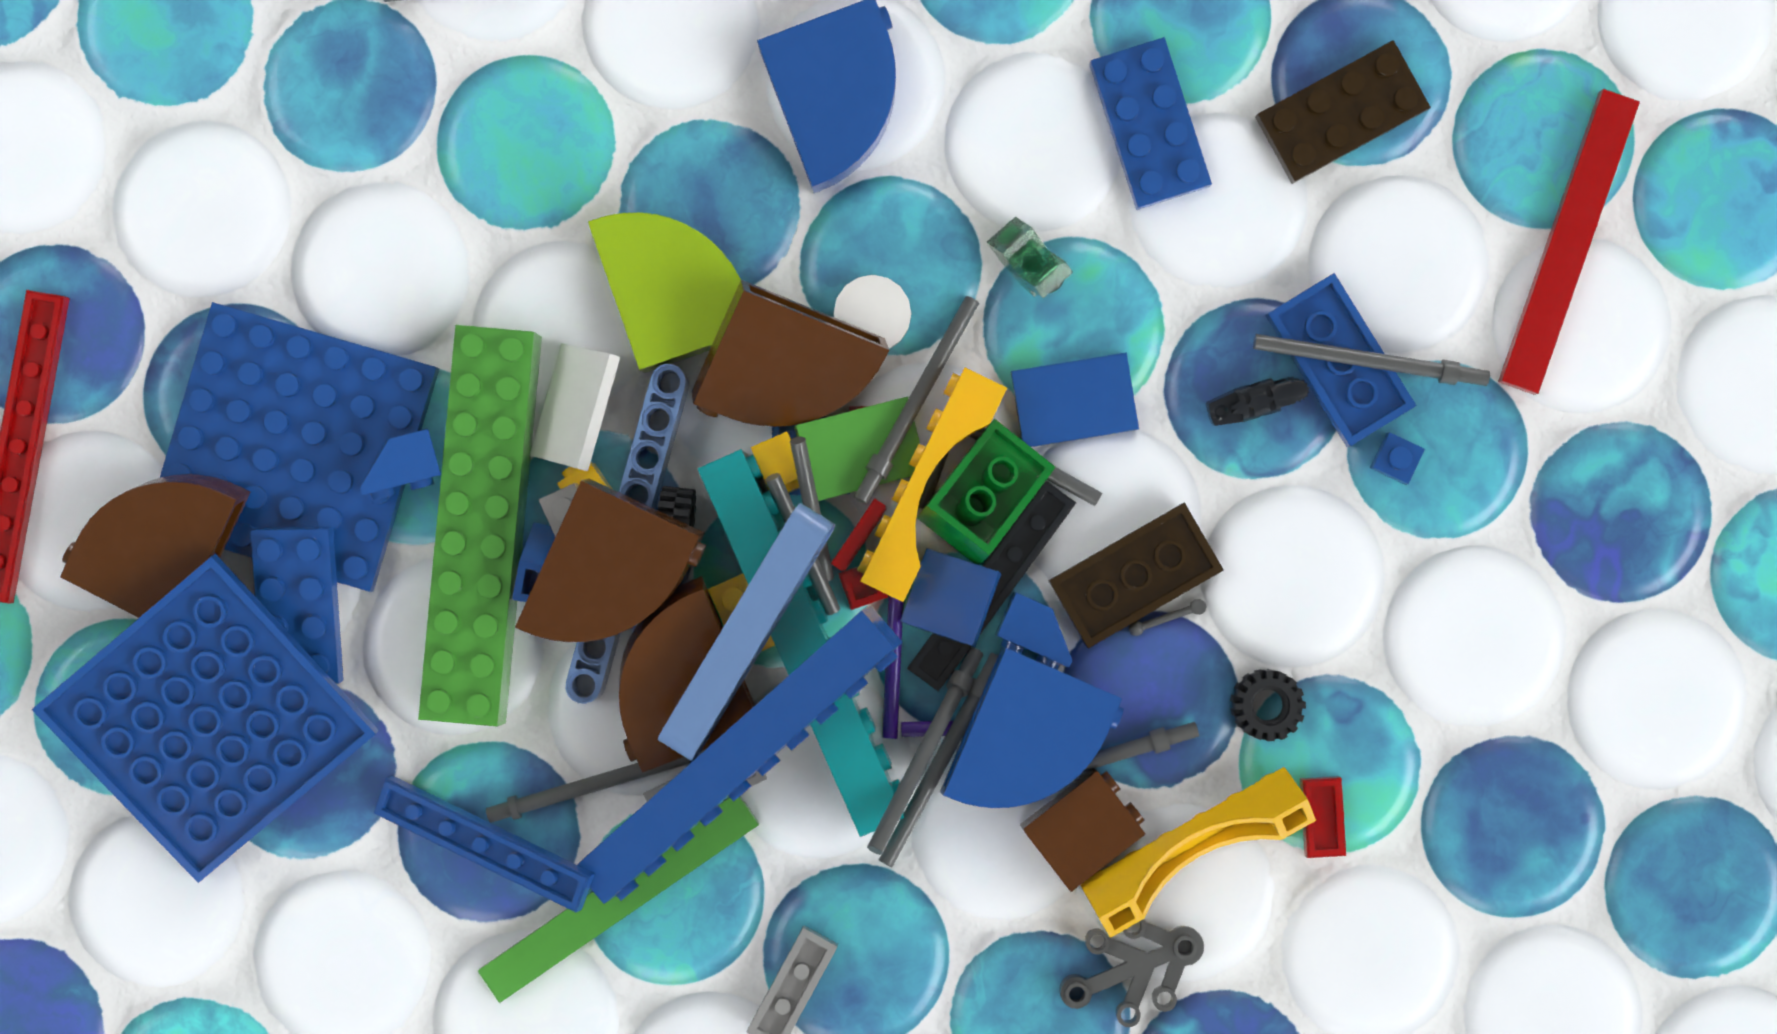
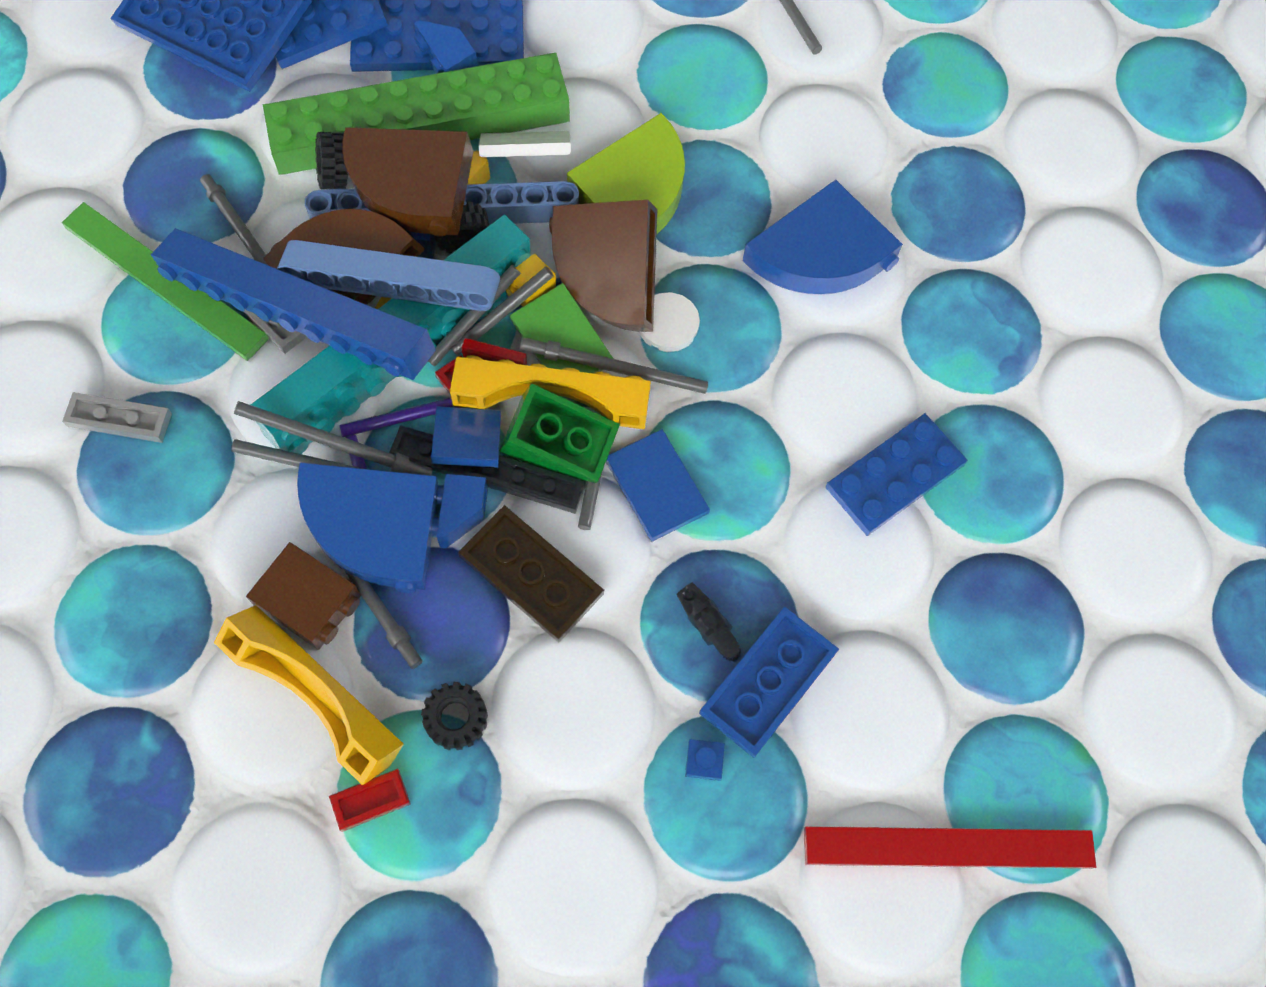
camera: 70 degrees right, 20 degrees down
(484, 843) = (179, 175): blue tile -> none
(536, 656) = (329, 160): none -> black tyre
(1028, 258) = (753, 411): clear green brick -> none
(1137, 965) = (197, 681): dark grey plant -> none
(1196, 606) = (521, 634): dark grey hinge -> none
(1342, 112) = (972, 619): dark brown plate -> none
(1446, 372) = (794, 769): dark grey bar -> none

